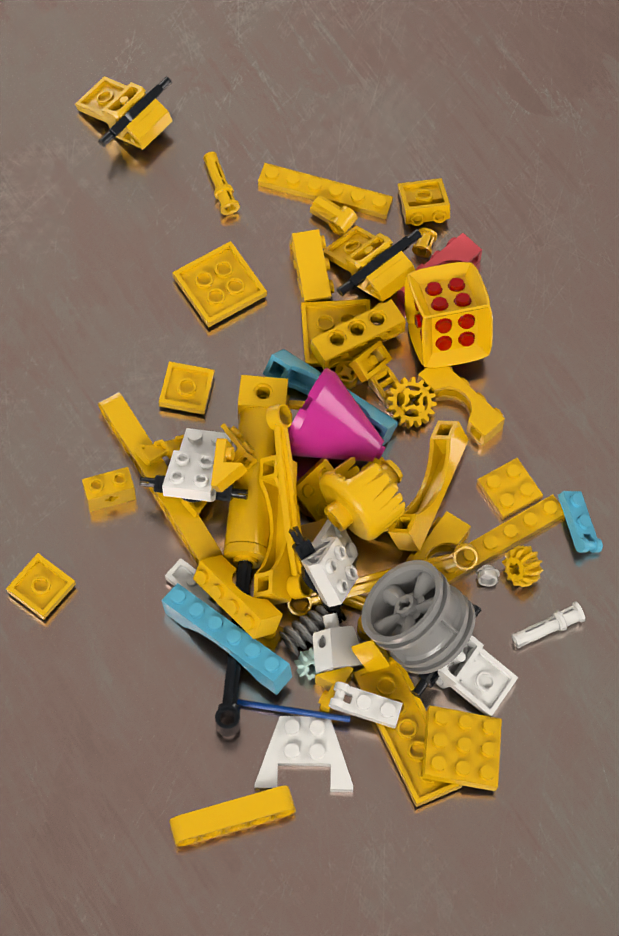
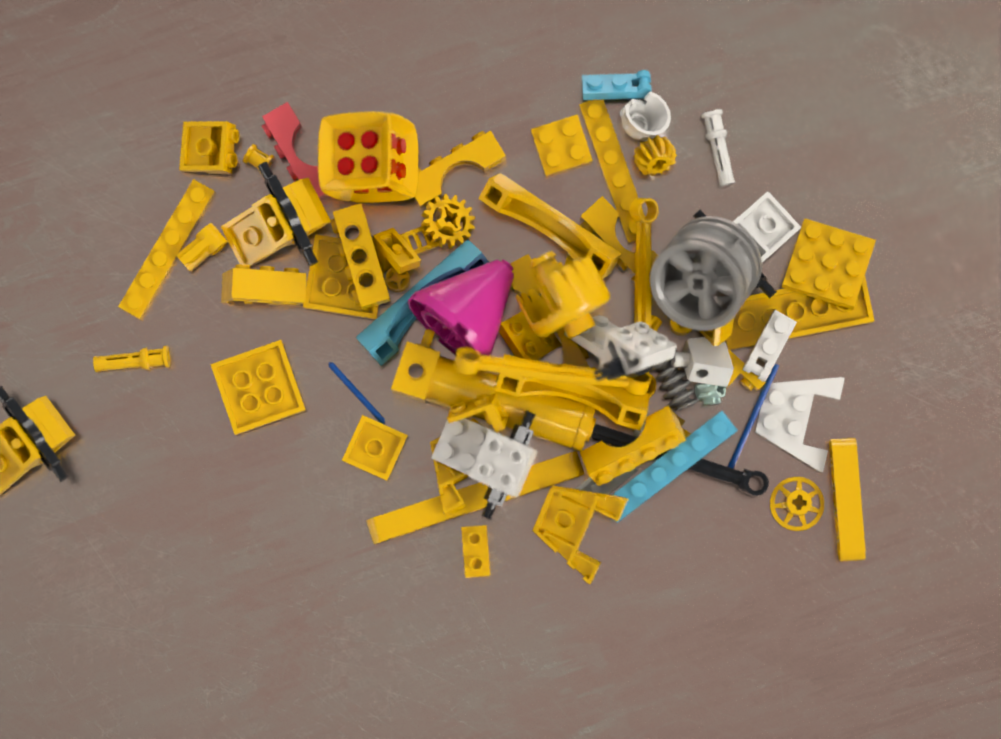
camera: 75 degrees left, 20 degrees up
(40, 586) = (566, 640): yellow plate -> none
(152, 559) = (566, 520): none -> yellow wing
(218, 770) = (797, 503): none -> yellow wheel
(224, 471) = (509, 431): yellow slope -> none
(235, 364) = (356, 392): none -> blue axle
(487, 575) = (652, 191): white plate -> none
(555, 548) = (645, 119): none -> white helmet

